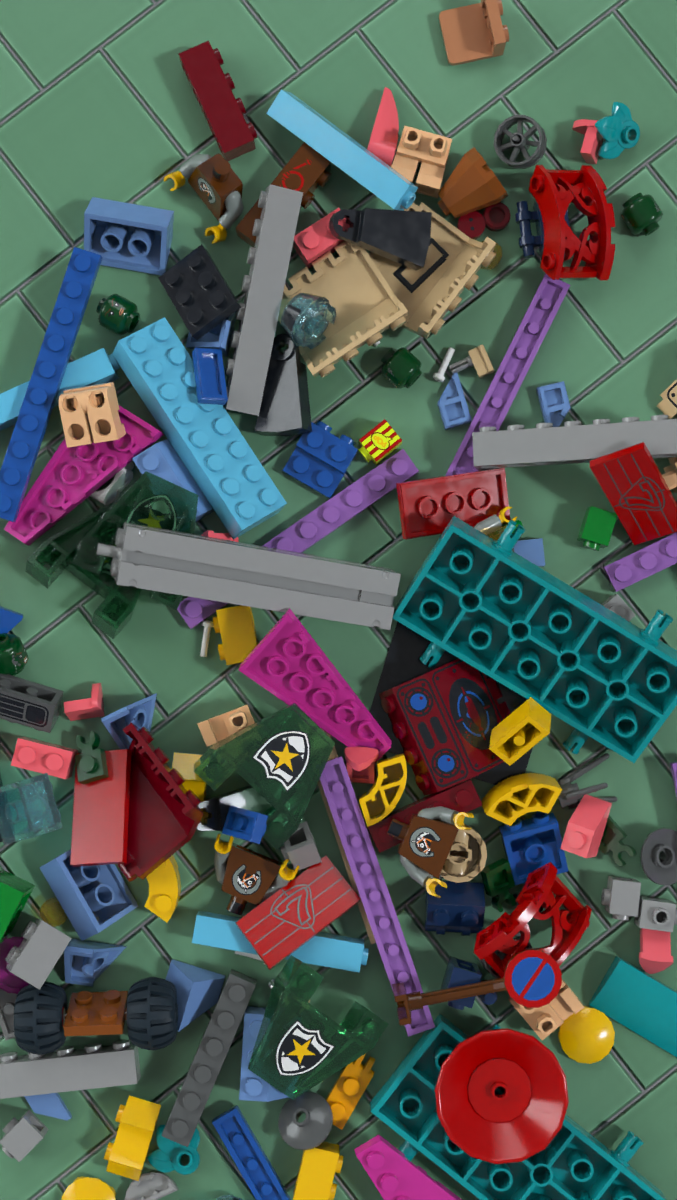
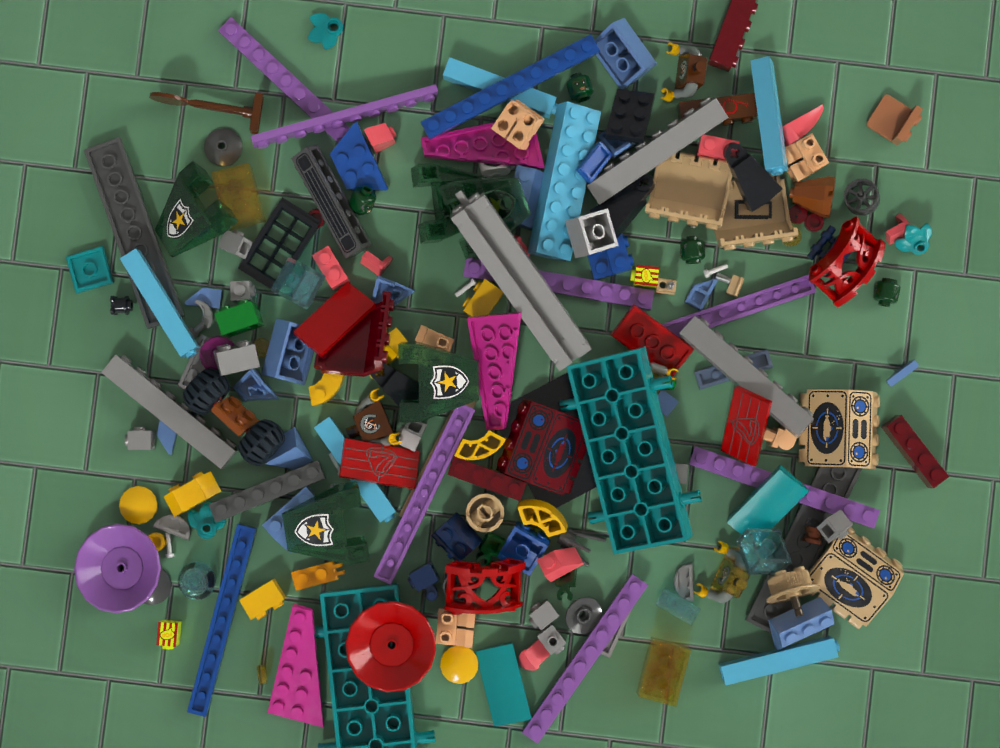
camera: 45 degrees right, 0 degrees up
(92, 762) = (352, 292): dark green plate -> none
(245, 824) = (397, 395): blue plate -> none
(280, 453) = (591, 233): none -> light grey brick
(307, 319) = (669, 181): clear light blue cone -> none
(313, 1129) = (279, 574): dark grey dish -> none
(361, 764) = (480, 423): coral tile -> none
(415, 428) = (670, 286): none -> tan piece
(427, 843) = (475, 491): torso -> none
(520, 731) = (573, 483): yellow brick -> none
(529, 978) = (459, 605): piece -> none
(550, 477) = (712, 376): none -> sand blue tile
(553, 402) = (750, 341): medium blue tile -> none
(596, 528) = (710, 423): green brick -> none

